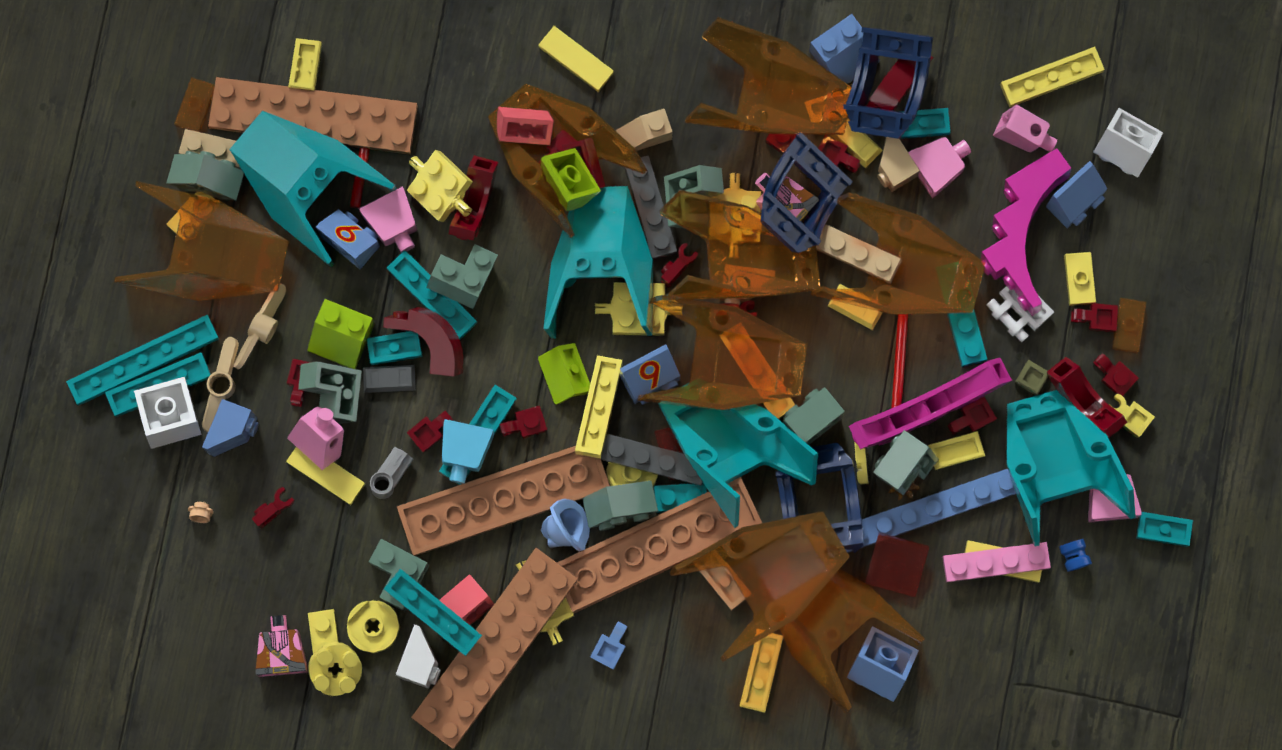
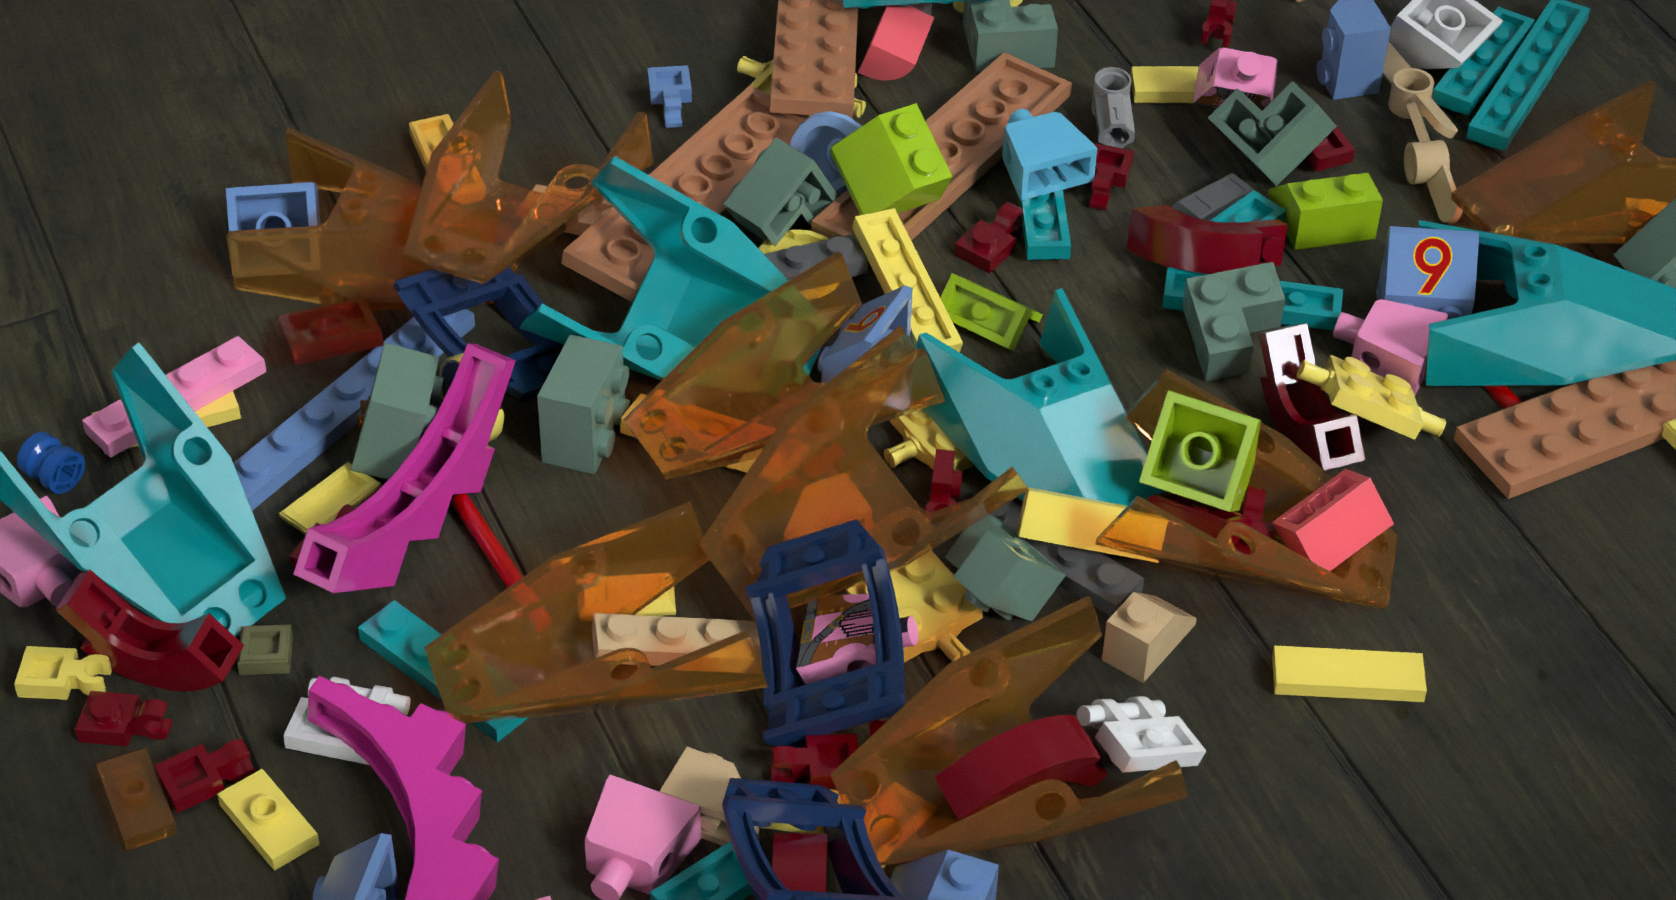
camera: 145 degrees right, 35 degrees down
(556, 478) = (892, 163): none -> lime slope
(632, 189) = (1068, 520): none -> light yellow tile
(696, 70) = (1140, 735): none -> white plate
(764, 77) = (1018, 759): none -> dark red arch

